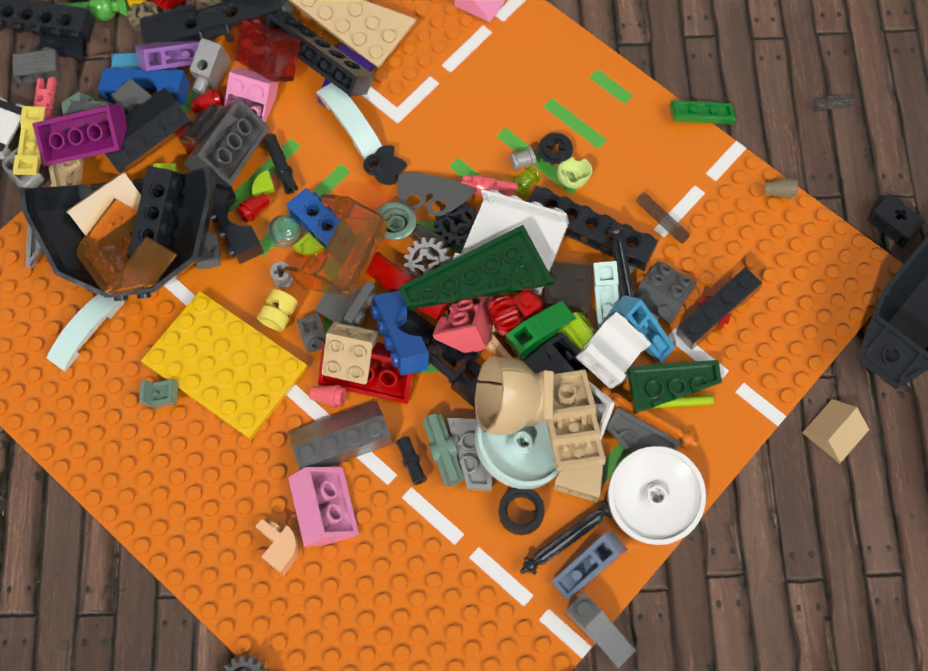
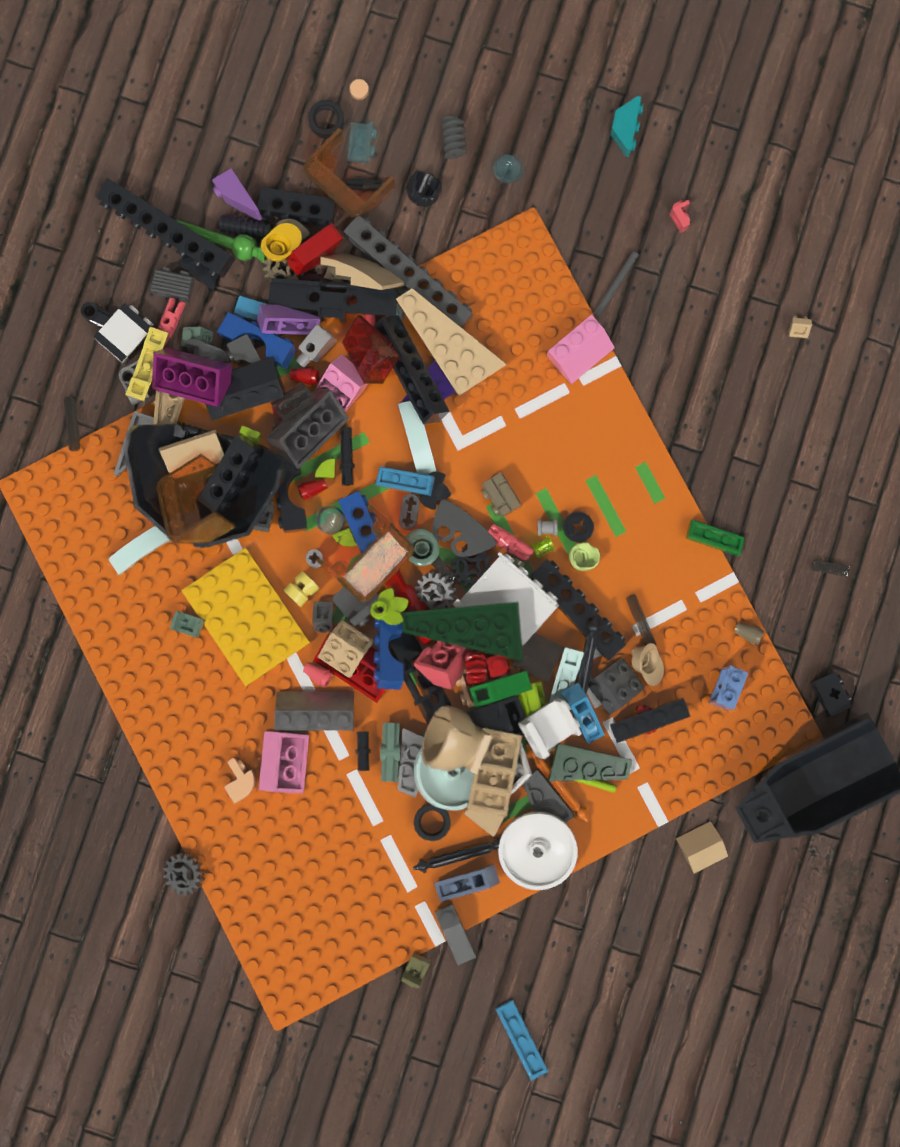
camera: 15 degrees right, 15 degrees up
(352, 164) = (405, 481): none -> dark azure tile
(373, 194) = (404, 511): none -> dark grey beam
(382, 288) = (392, 607): none -> lime plate
(460, 144) = (500, 495): none -> dark tan brick
(688, 252) = (649, 663): none -> tan piece
(789, 239) = (732, 684): none -> medium blue window

